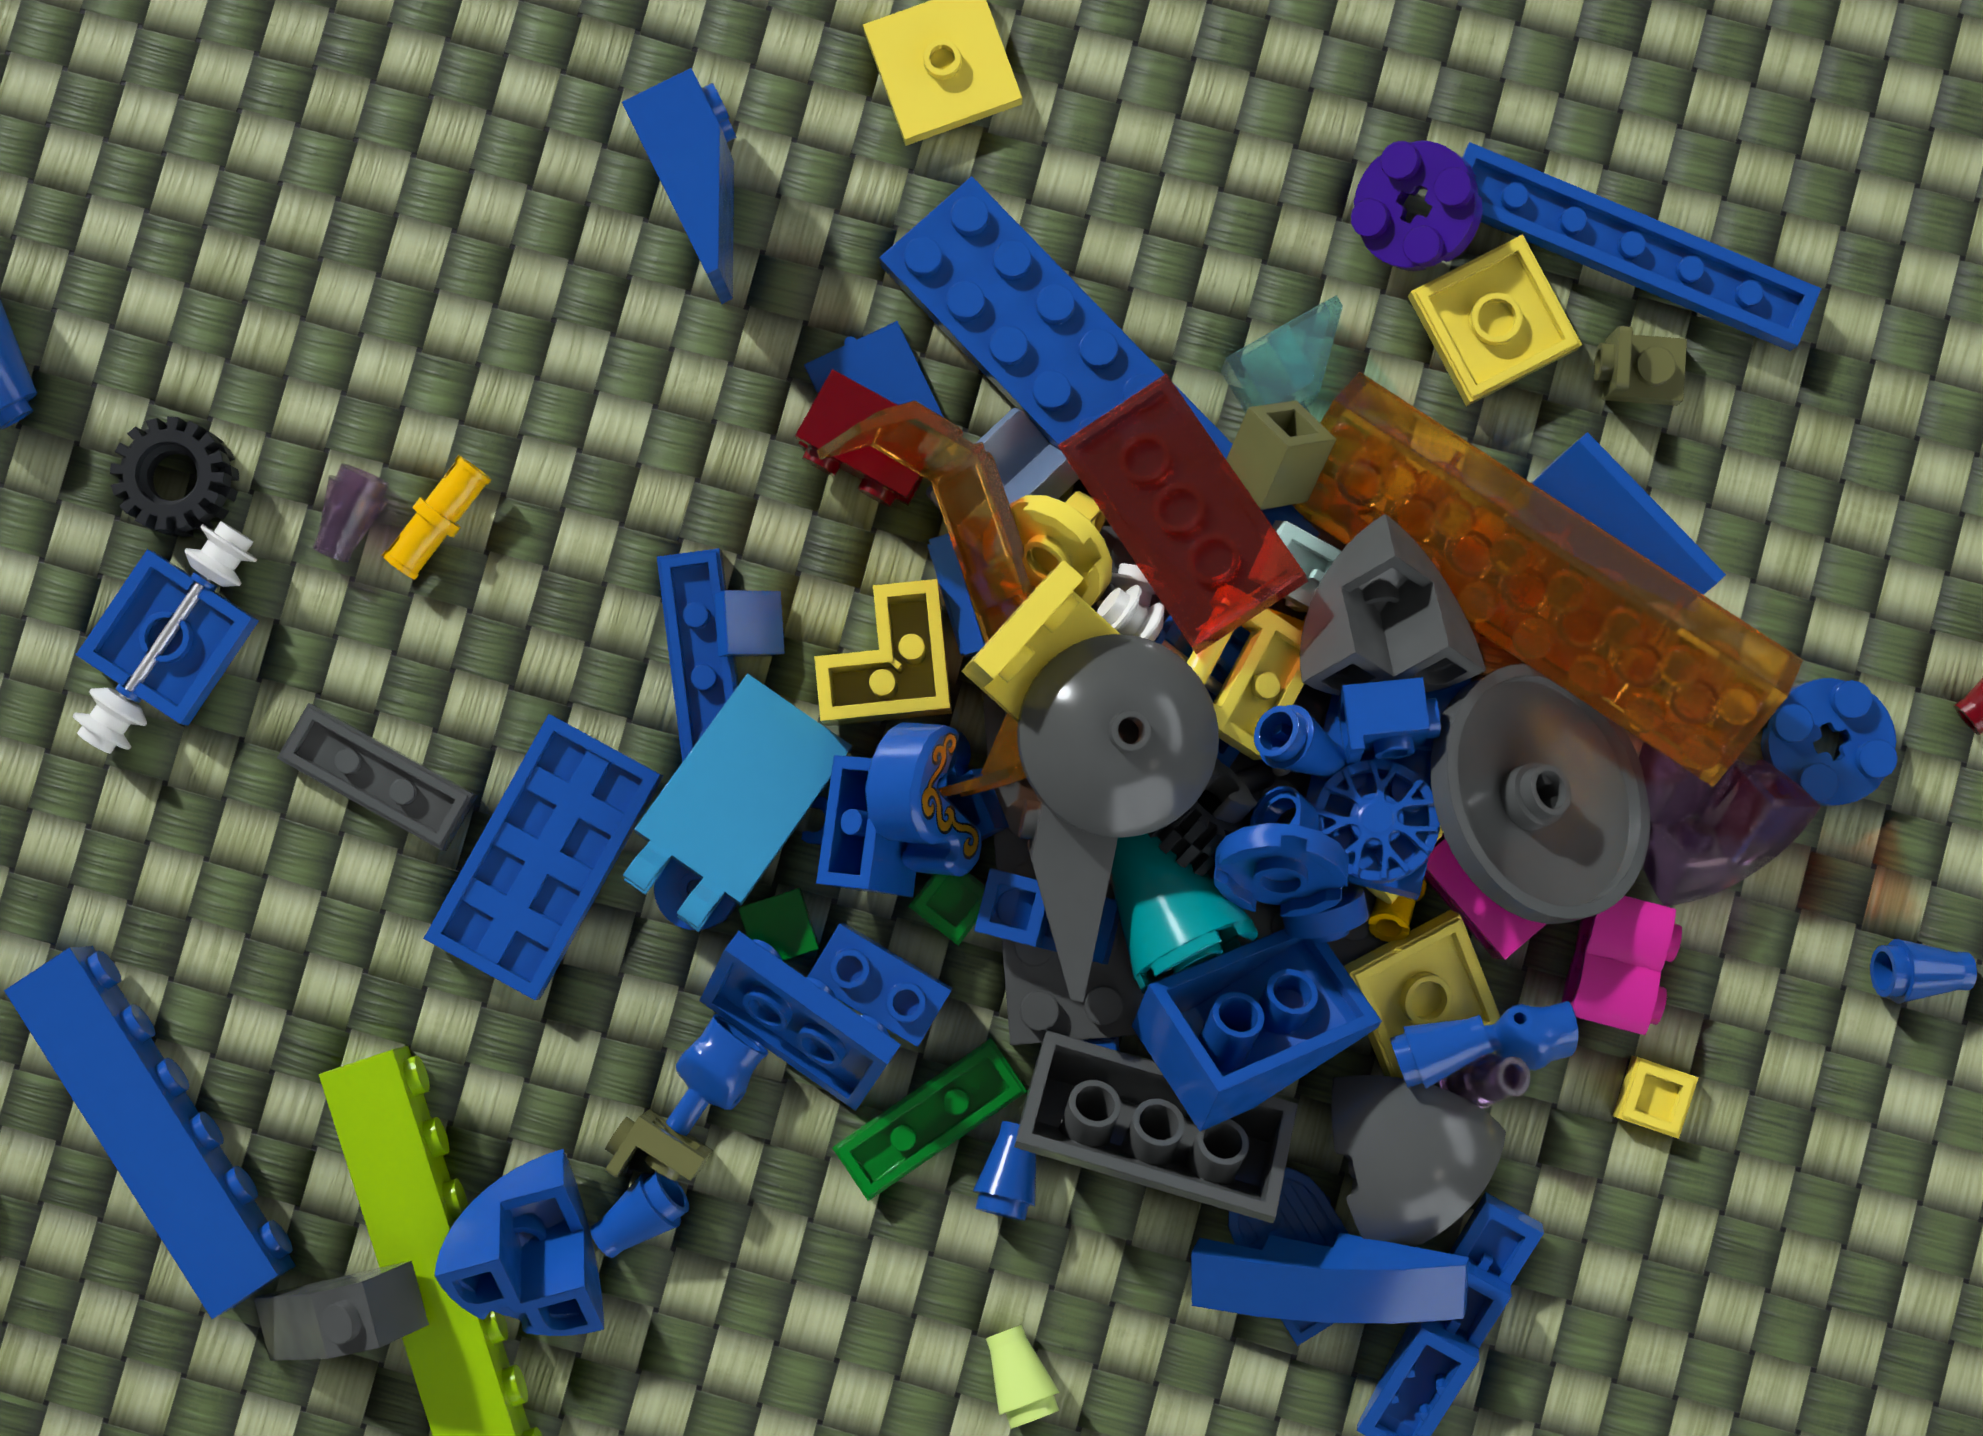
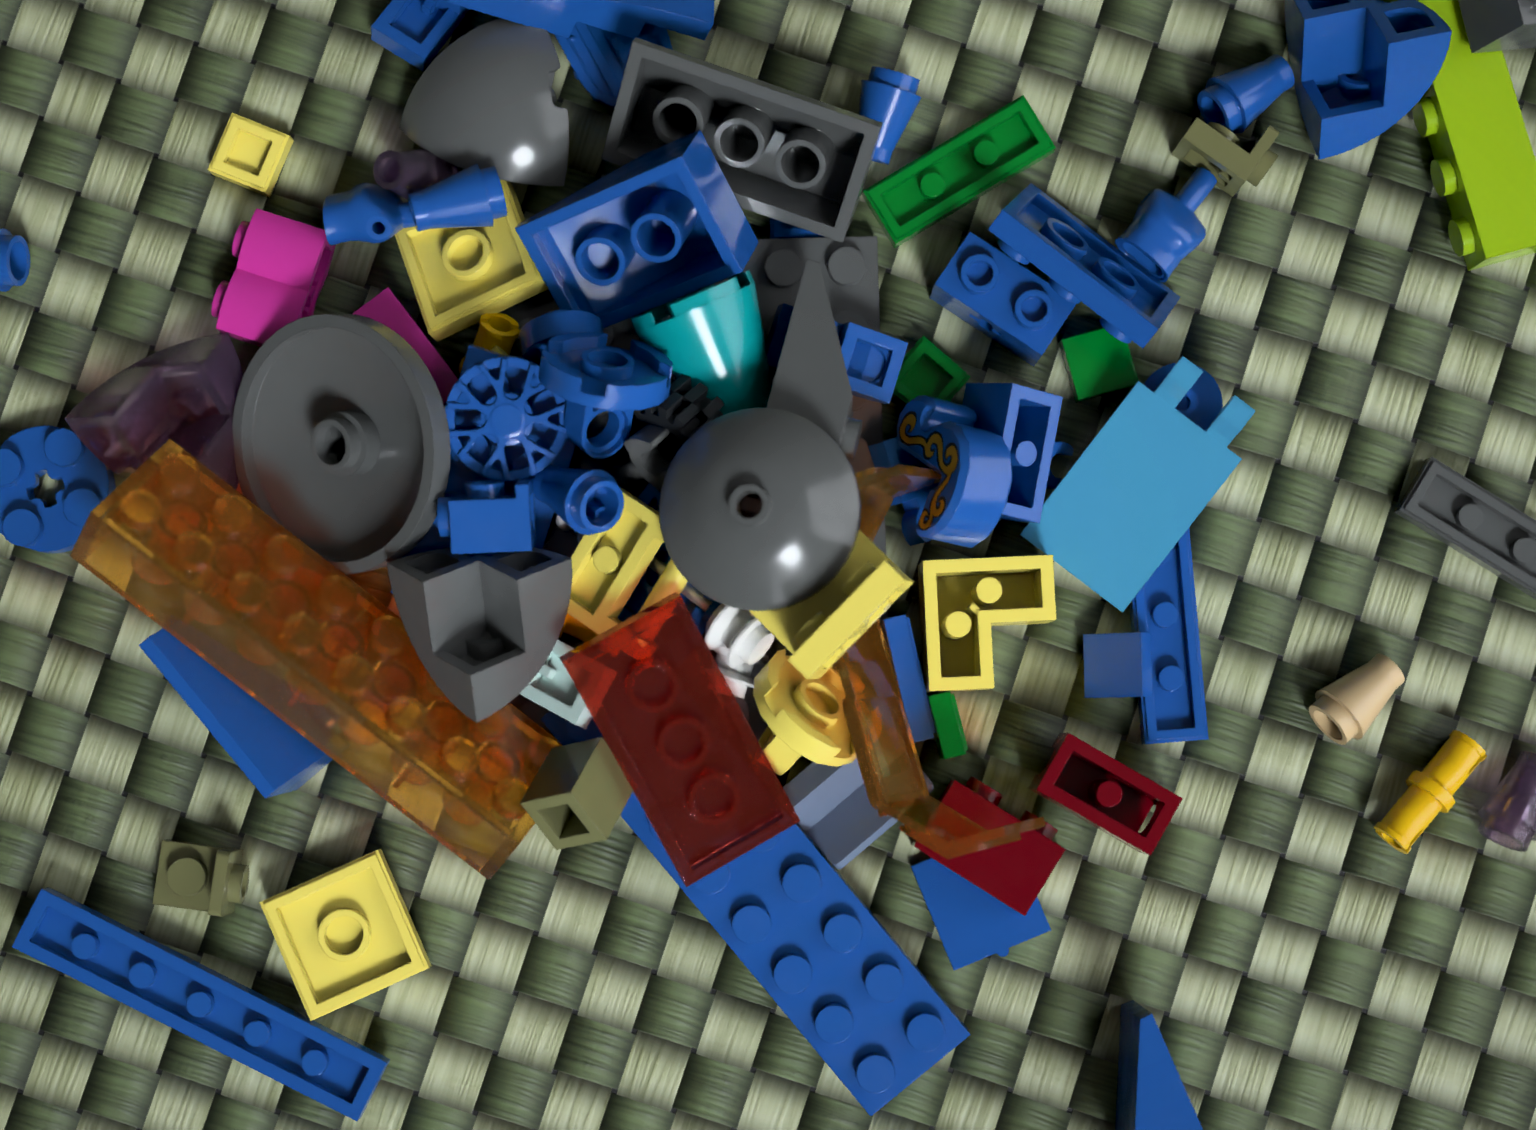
camera: 175 degrees right, 0 degrees up
(512, 602) = (1354, 701): none -> tan cone
(543, 857) = (1330, 444): blue plate -> none
(757, 493) = (1105, 793): none -> dark red brick
(915, 550) = (948, 725): none -> green tile
(1287, 361) = (561, 896): clear light blue slope -> none
(1403, 172) = (380, 1065): dark purple plate -> none

